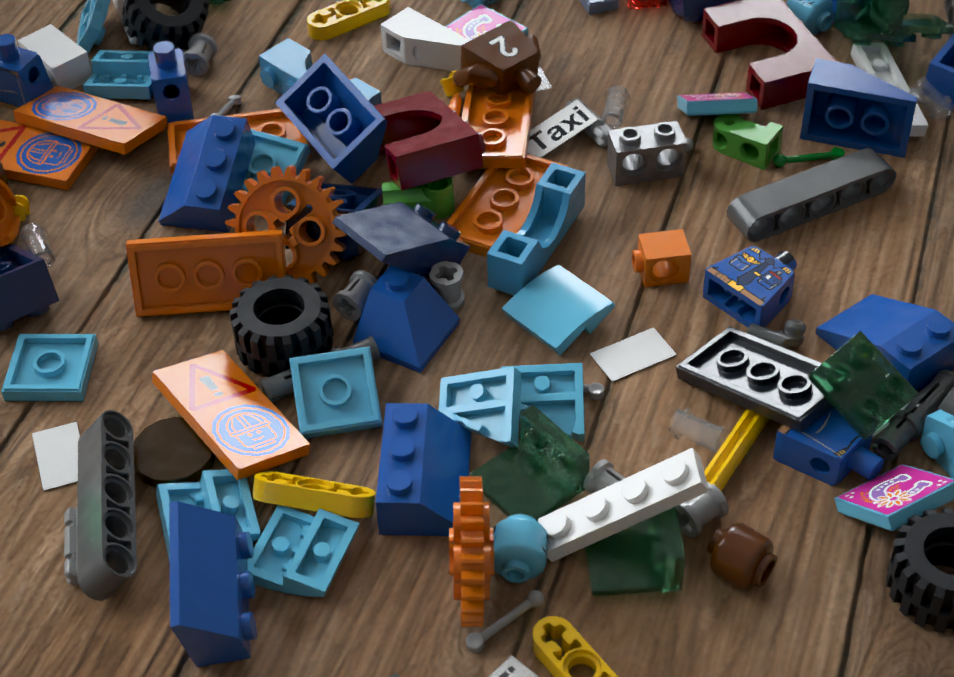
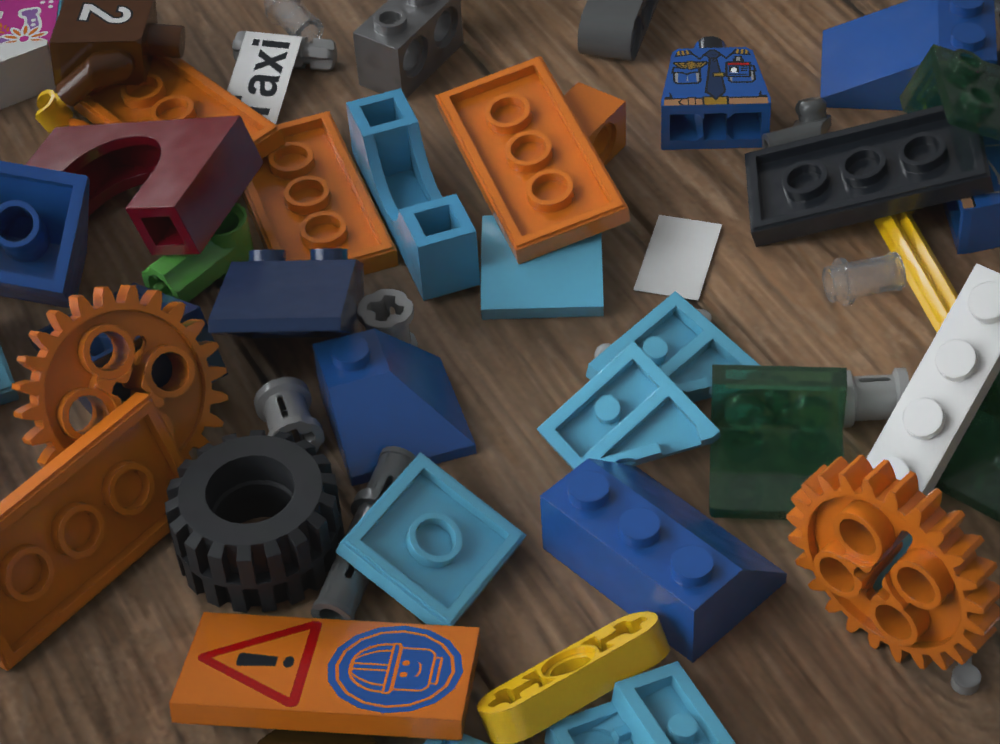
camera: 45 degrees left, 0 degrees up
(605, 251) = (532, 160): none -> orange tile

